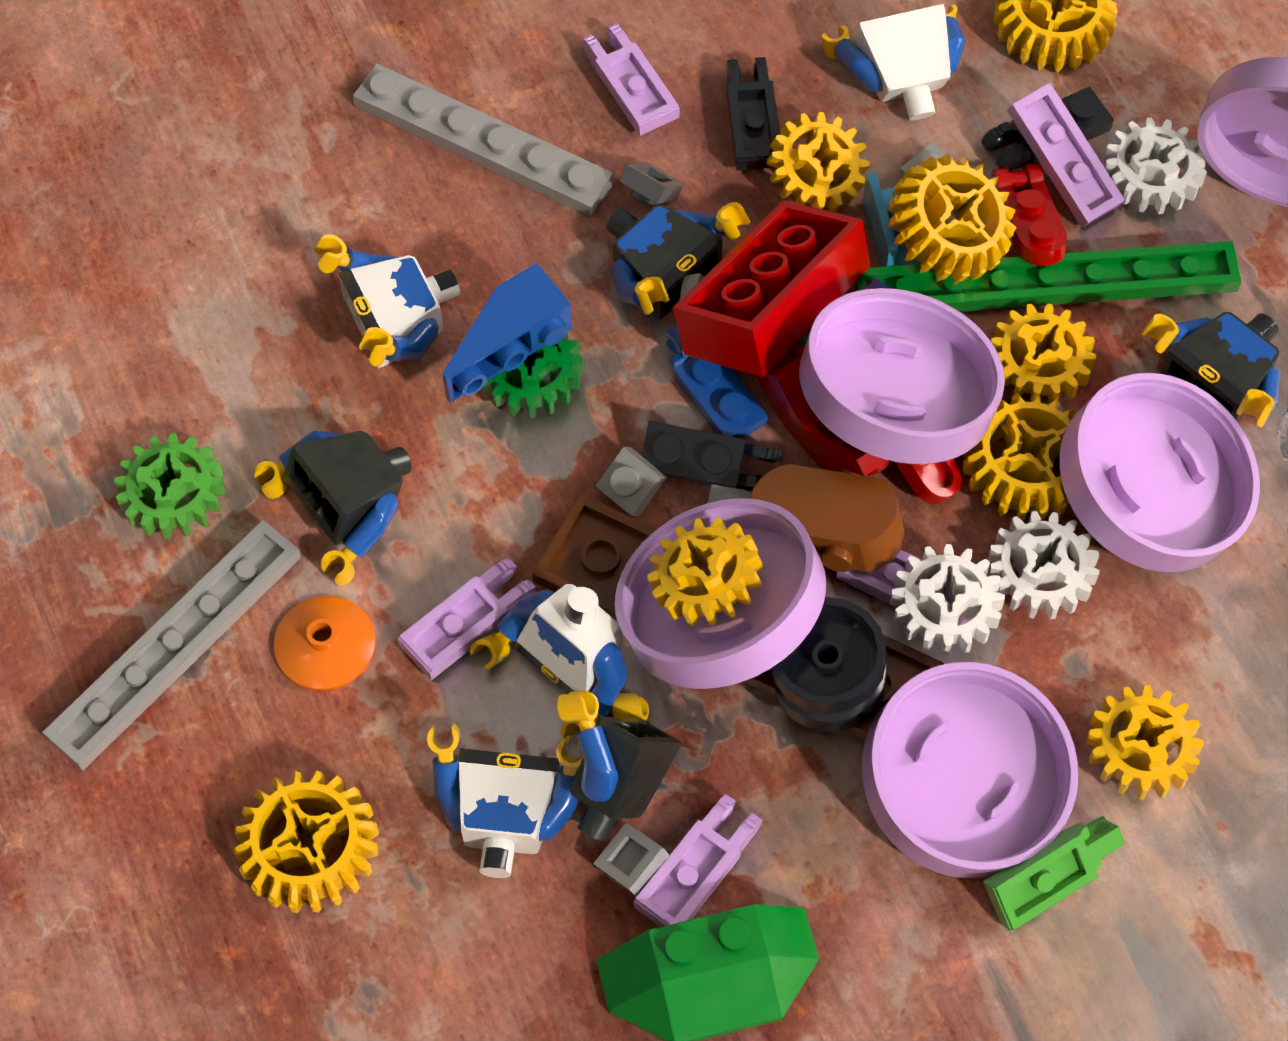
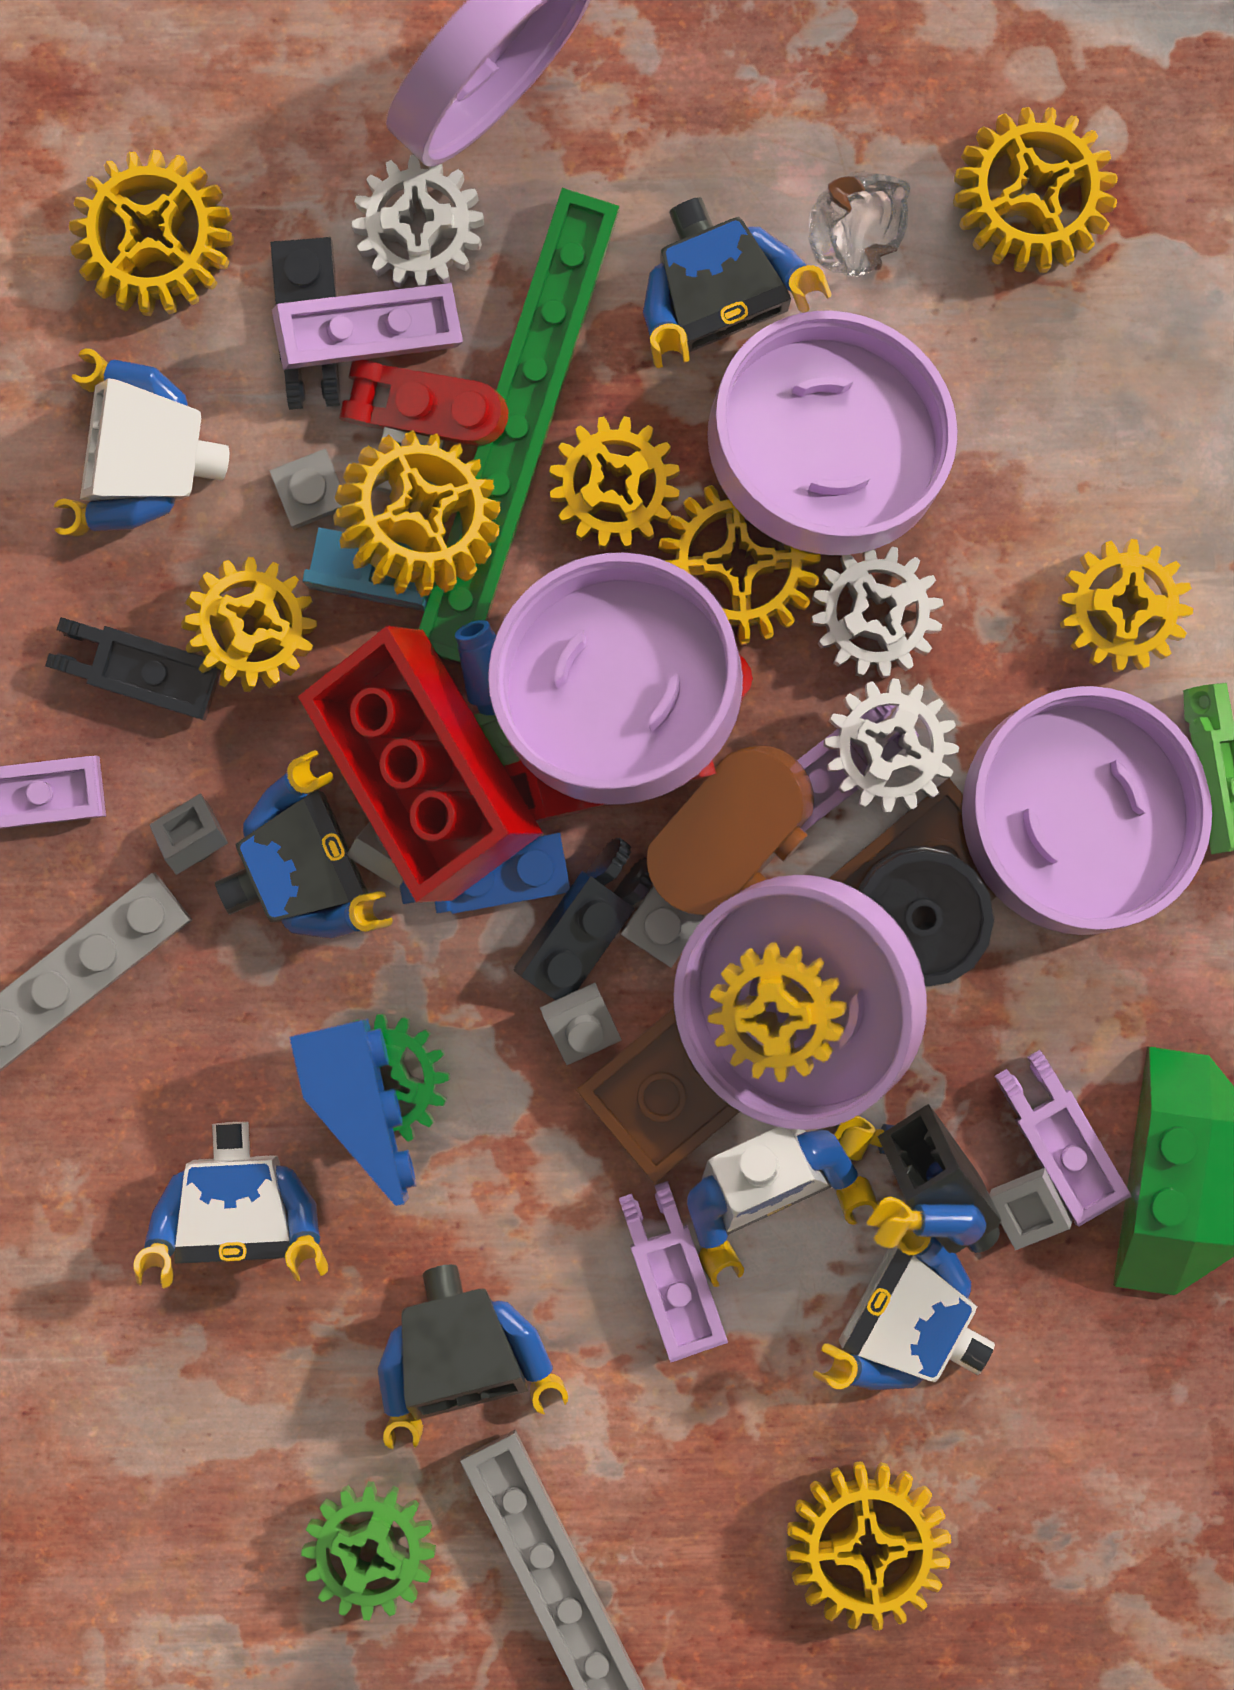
camera: 65 degrees left, 25 degrees up
(326, 663) = (621, 1408): orange dish -> none

